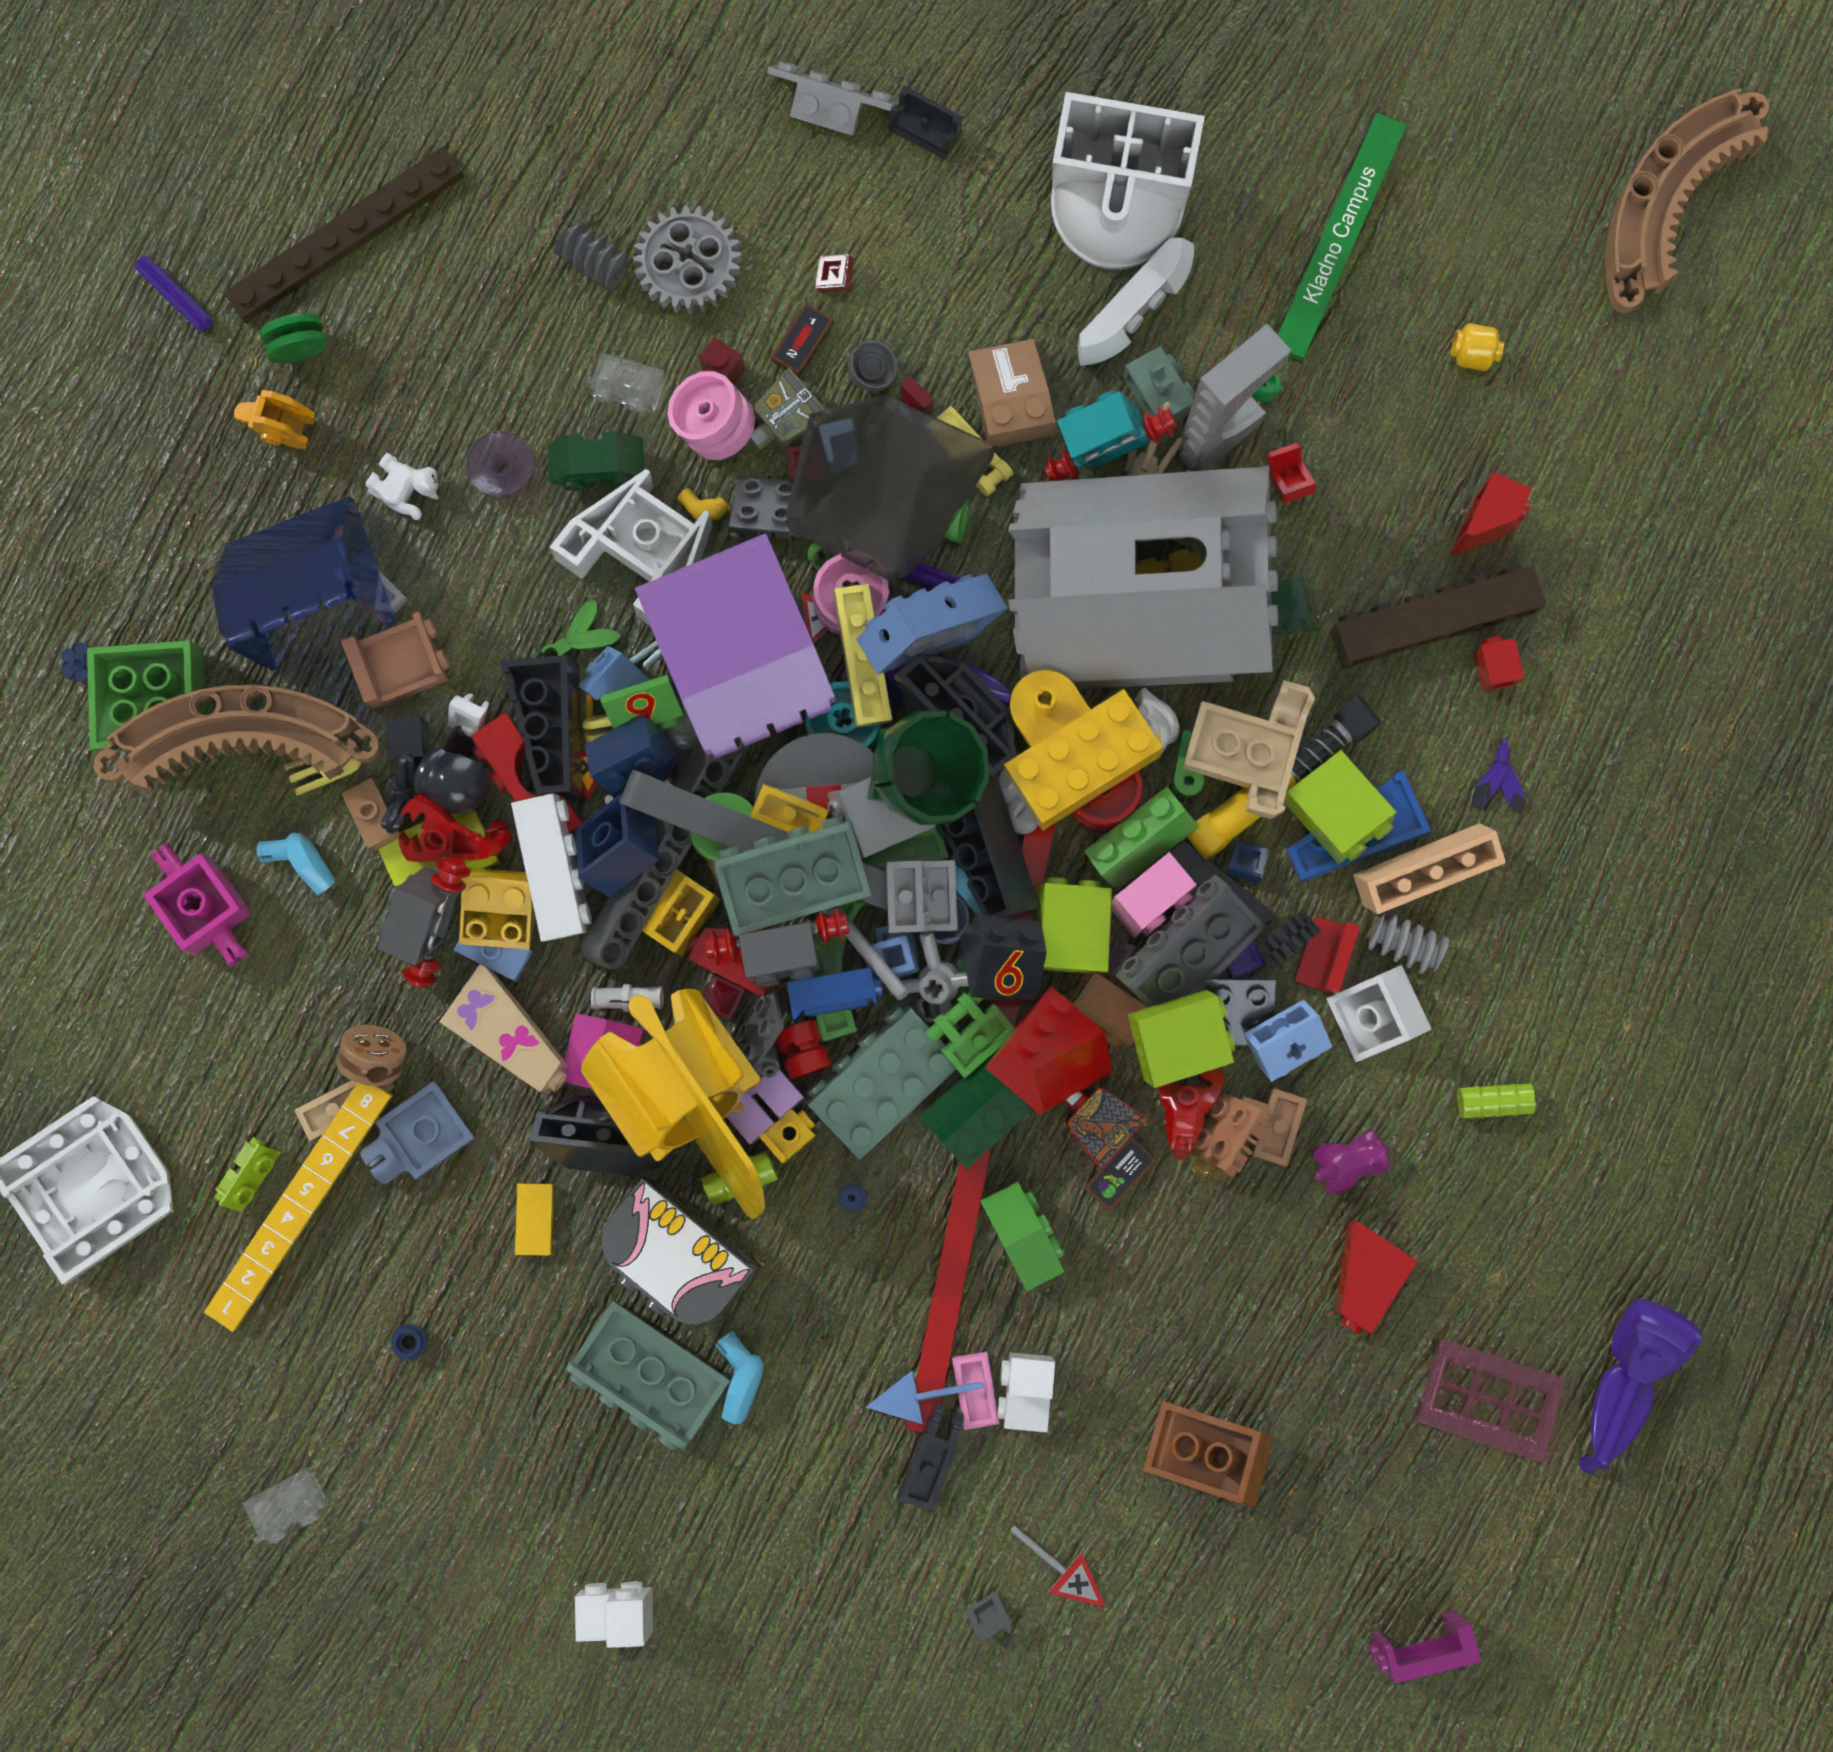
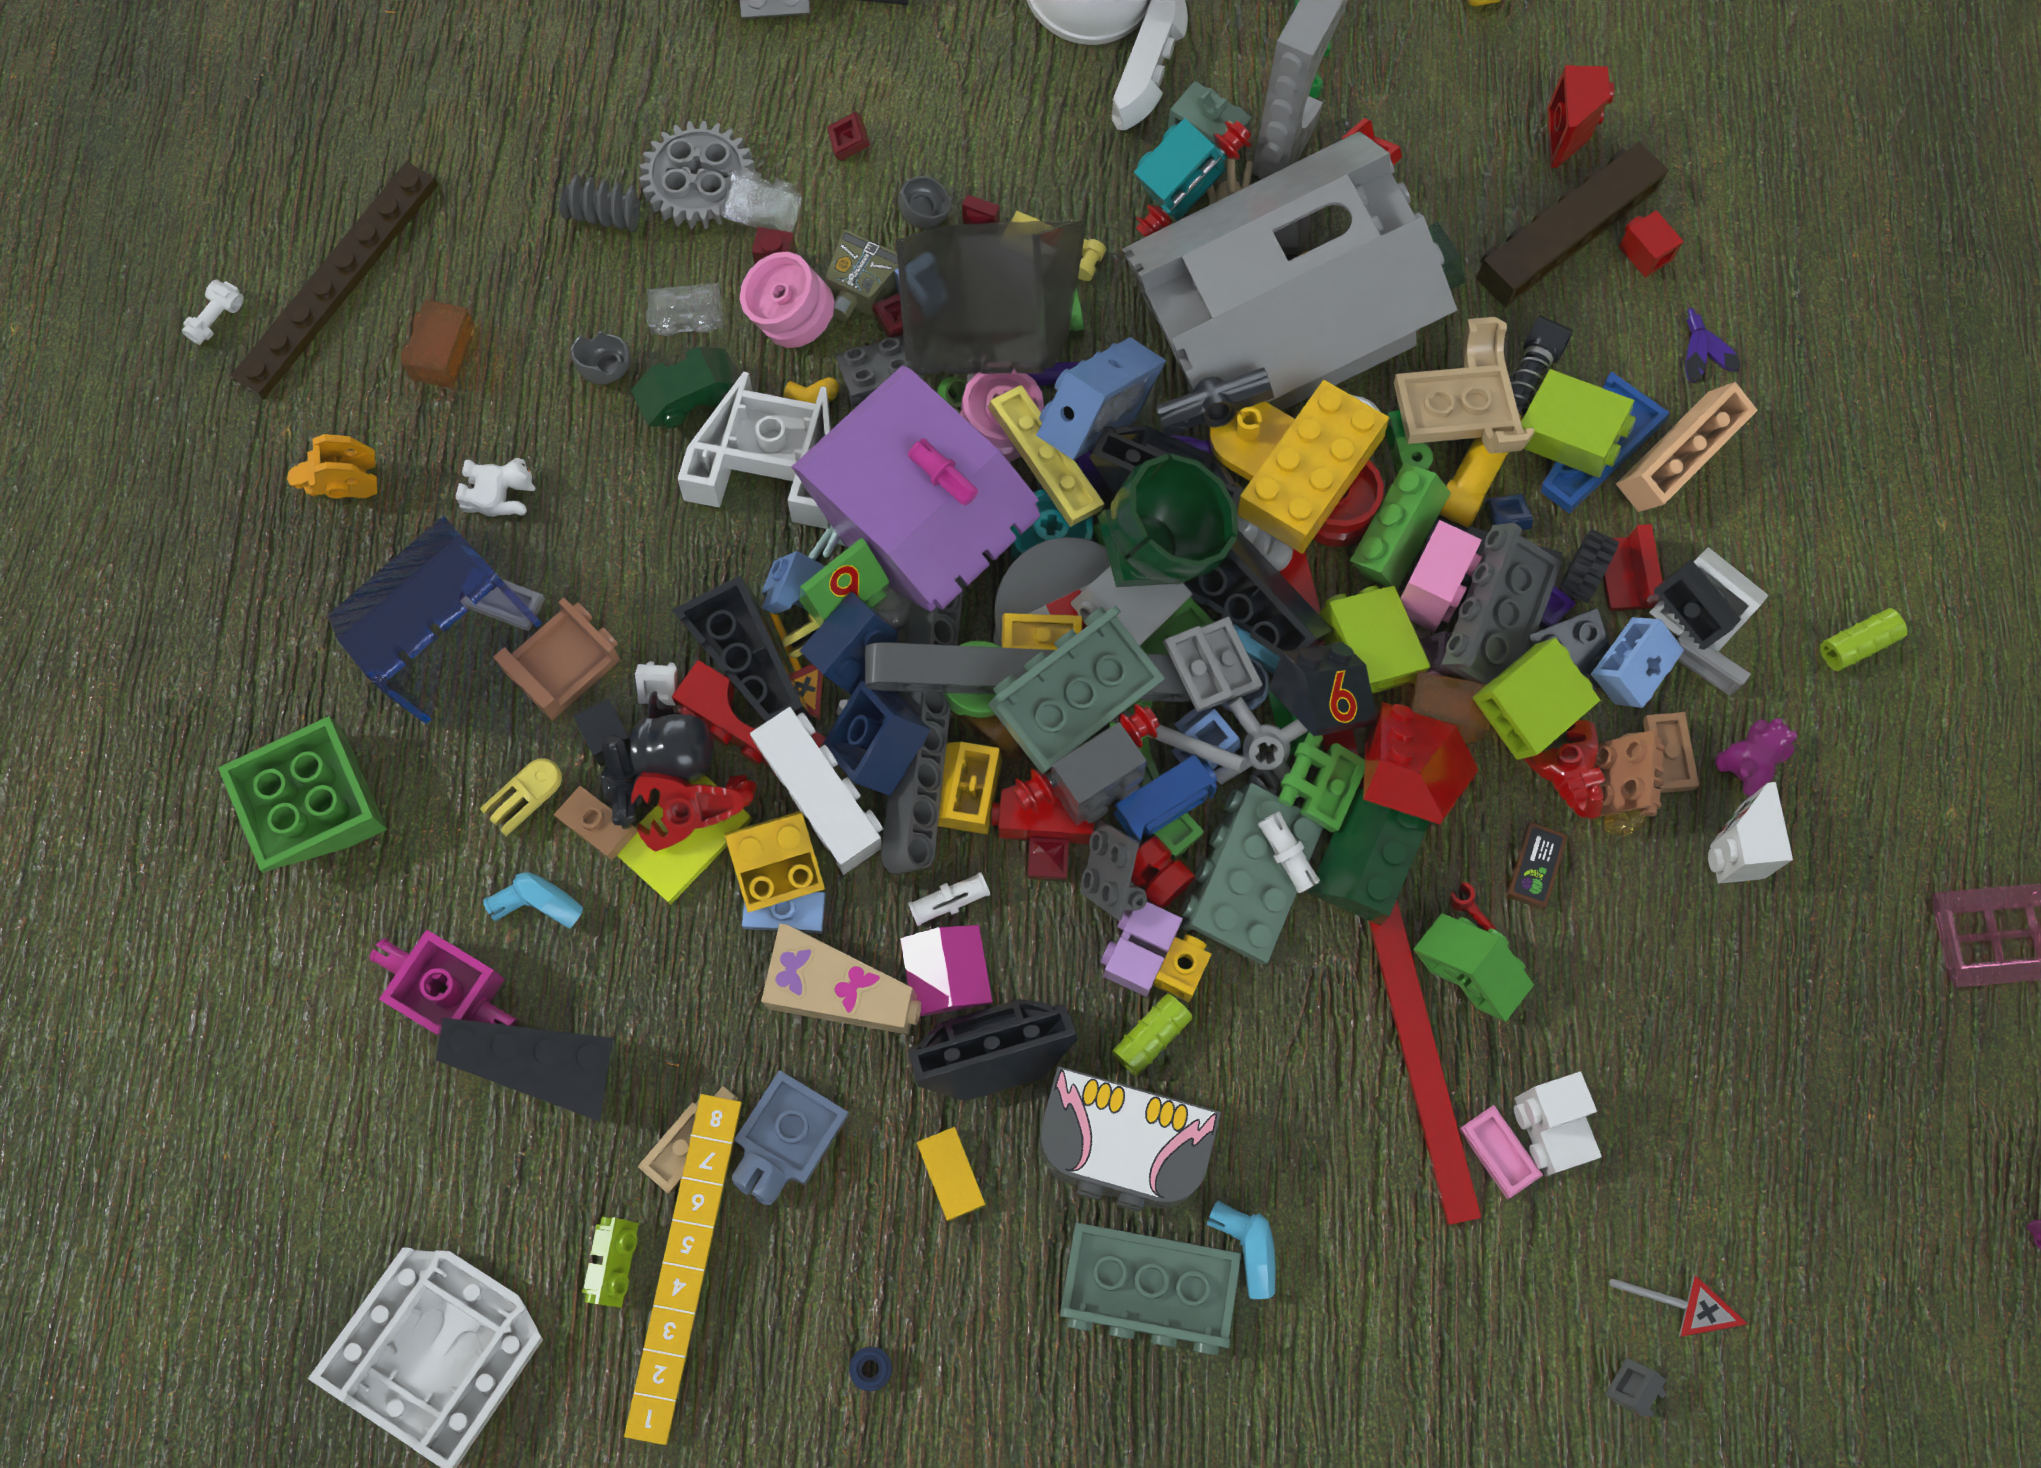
camera: 30 degrees left, 10 degrees down
(77, 662) = (209, 797): dark blue plant -> none
(173, 293) = (177, 397): dark purple axle -> none
(178, 731) = (355, 808): medium nougat gear -> none
(243, 216) = (221, 297): none -> white bar
(244, 997) = (540, 1063): none -> black wedge
(293, 338) = (323, 386): green head -> none
(371, 1055) = (701, 1068): medium nougat head -> none
(405, 333) = (438, 344): none -> clear orange brick
(421, 918) = (696, 898): dark grey brick -> none
(493, 451) = (585, 415): clear purple dish -> none
(535, 402) = (601, 358): none -> dark grey hair
(580, 637) = (740, 562): bright green piece -> none
(679, 1089) = (1068, 954): yellow piece -> none
(729, 311) = (761, 202): none -> clear bracket
(754, 648) = (942, 471): none -> dark pink axle
(802, 339) = (842, 205): tile -> none
(860, 1198) = (1271, 1013): dark blue piece -> none
(903, 1401) = (1431, 1195): medium blue piece -> none
(913, 1079) = (1288, 852): none -> white pin
(930, 1461) = (1492, 1244): black hinge -> none
(1012, 393) = (1072, 178): medium nougat slope -> none
(1025, 667) = (1215, 401): none -> black piece
(1050, 1188) = (1469, 906): none -> red hand
(1102, 1124) = (1496, 822): torso -> none
(1208, 1454) = (1771, 1109): dark orange slope -> none
(1302, 1231) = (1752, 840): none -> white slope
(1351, 1066) = (1711, 665): none -> light grey tile
(1355, 1016) = (1697, 605): none -> black brick
(1369, 1277) = (1835, 860): red slope -> none
(1408, 943) = (1703, 523): light grey piece -> none

